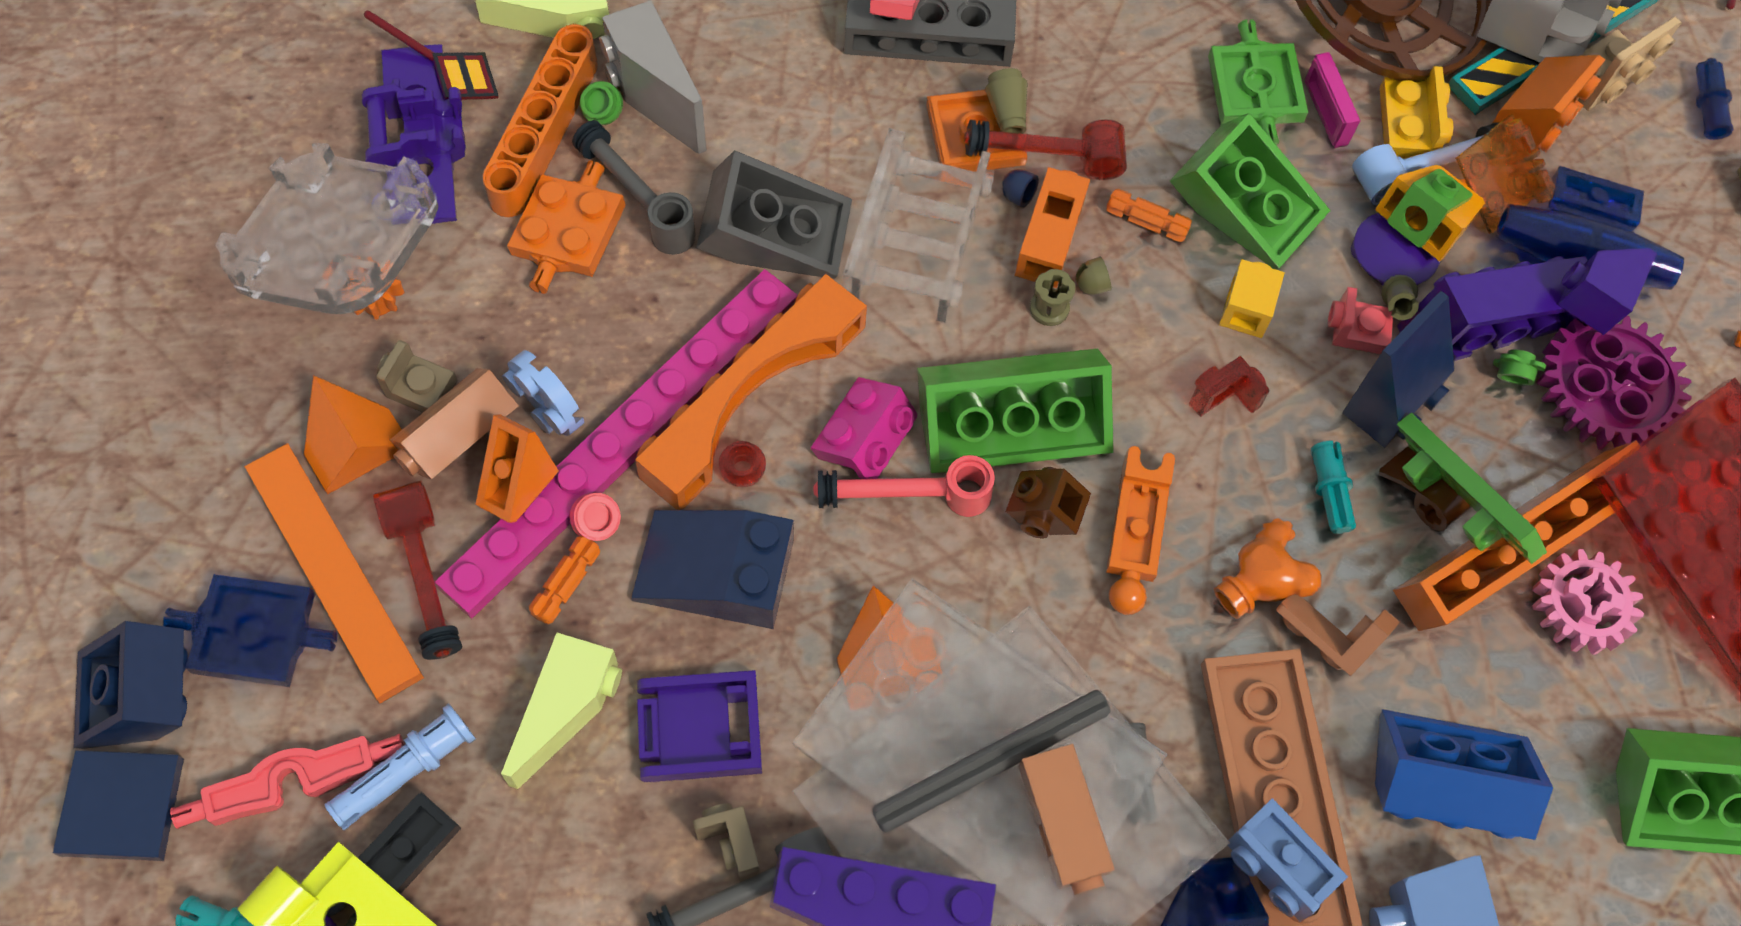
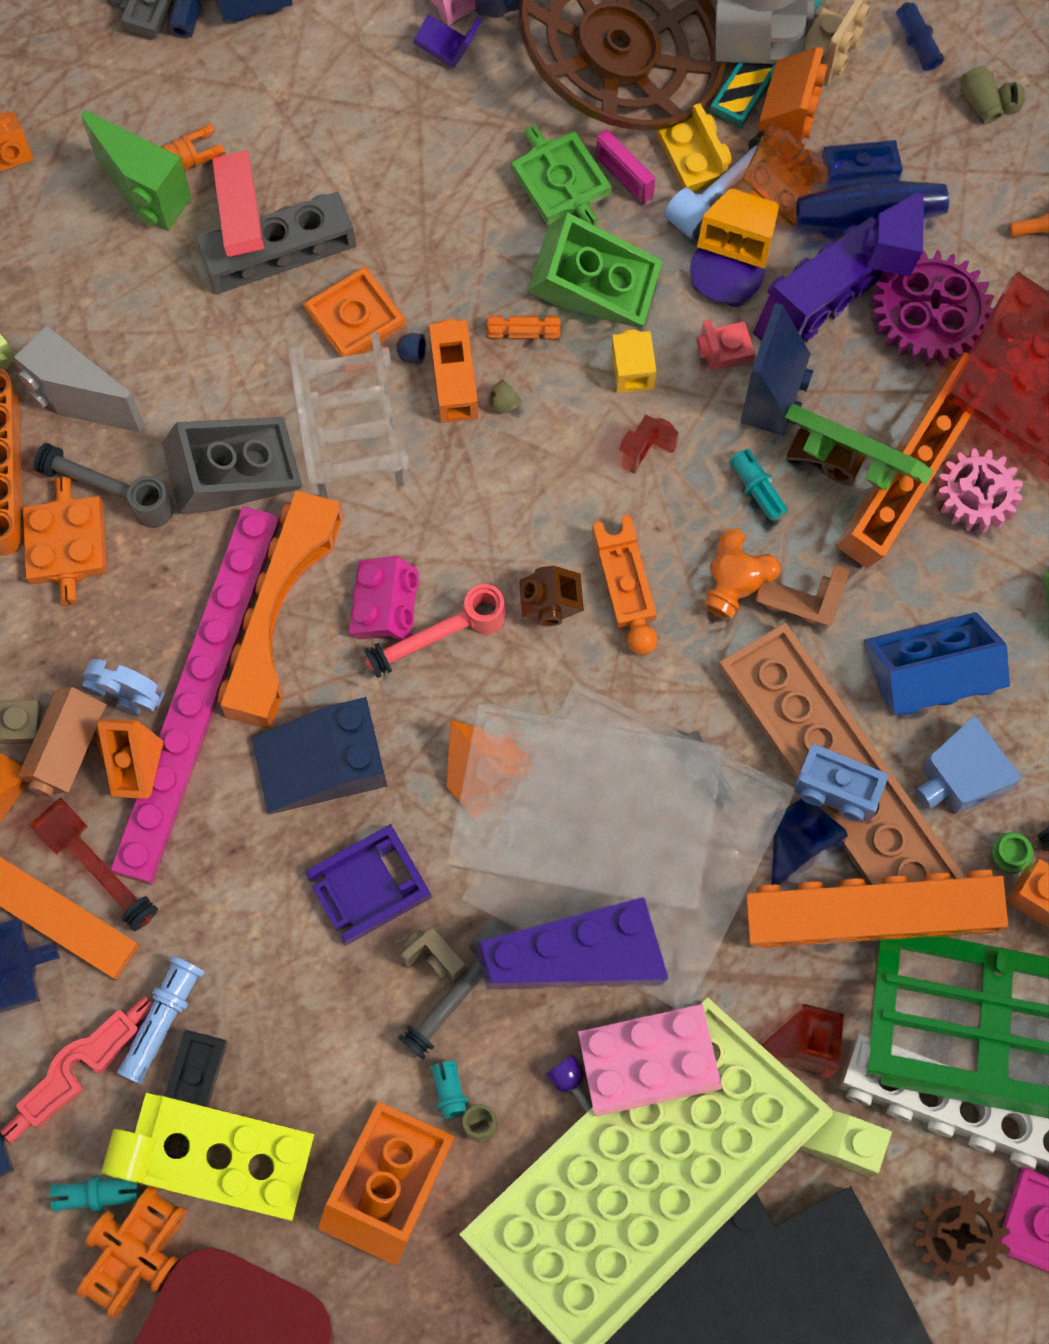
camera: 20 degrees left, 5 degrees up
(564, 580) = (209, 822): orange axle -> none
(564, 700) = (258, 910): yellowish green slope -> none
(595, 516) = (209, 763): coral tile -> none
(601, 102) = (40, 425): bright green plate -> none
(739, 452) = (297, 660): clear red plate -> none
(990, 761) = (599, 810): dark grey axle -> none
(1008, 99) = (371, 280): olive cone -> none
(1017, 408) = (493, 531): bright green slope -> none
(1061, 297) = (487, 422): olive bush -> none
(1066, 819) = (673, 826): nougat brick -> none
(1100, 148) = (460, 288): clear red piece -> none
(1400, 296) = (745, 309): olive pin -> none
(1437, 196) = (739, 218): bright green bracket -> none
(1518, 367) = (857, 327): bright green plate -> none

